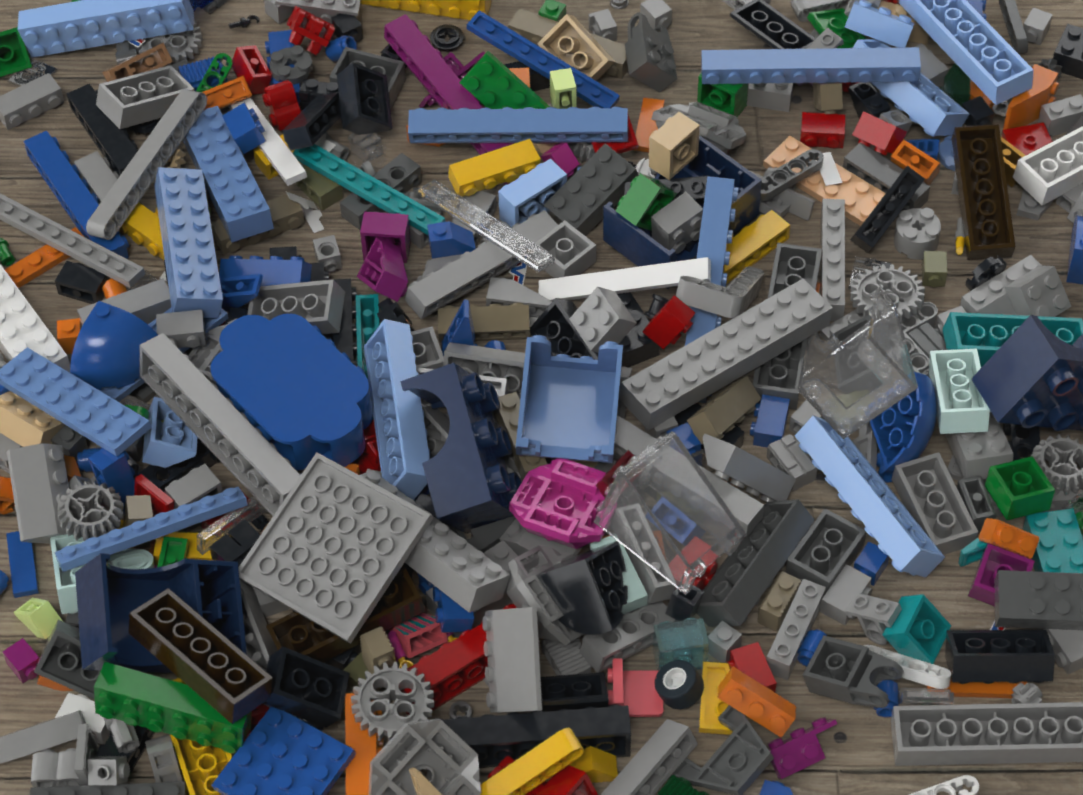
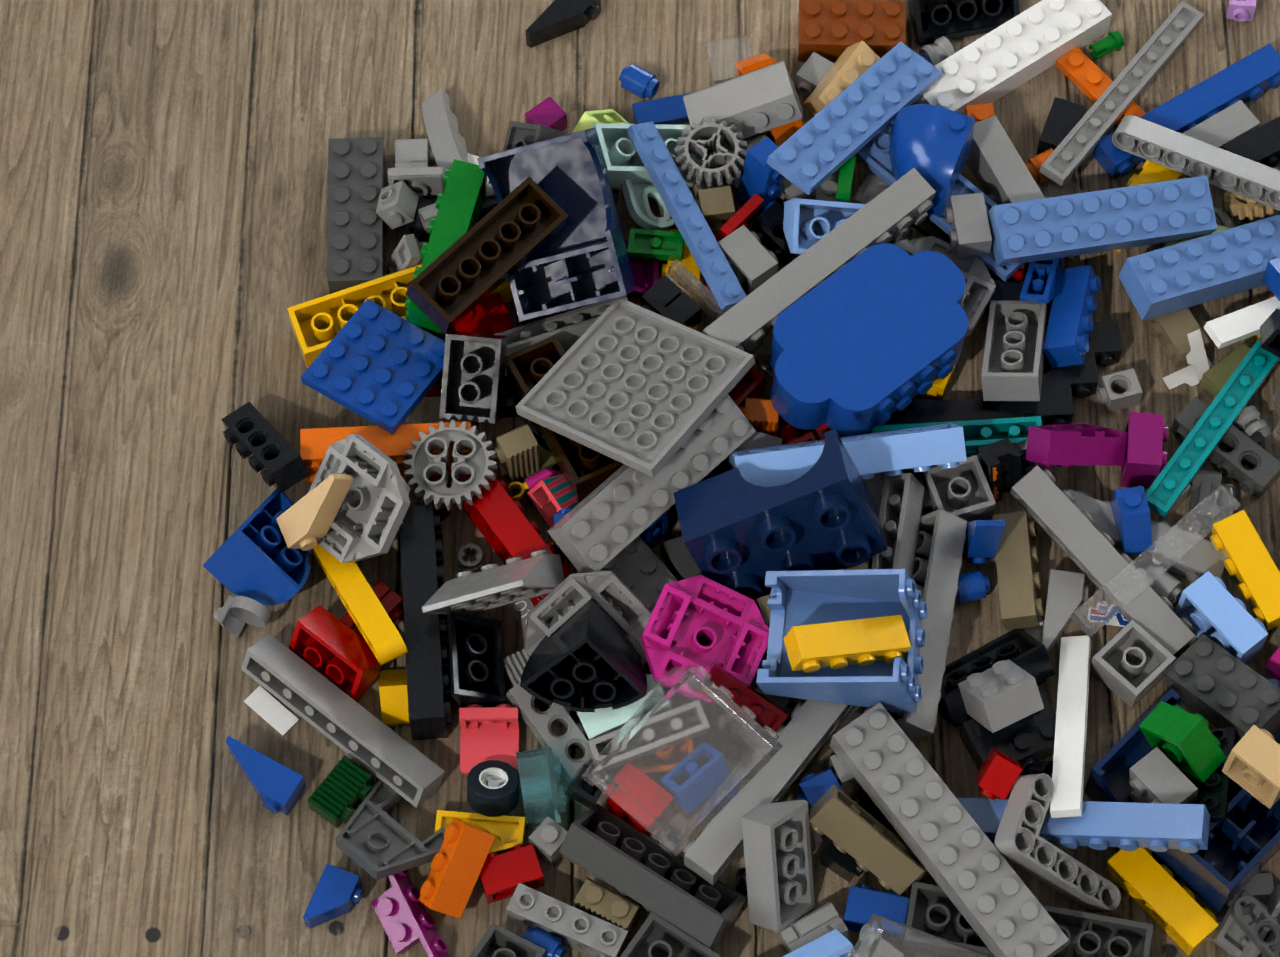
camera: 90 degrees right, 10 degrees up
(576, 397) = (846, 643): none -> yellow brick

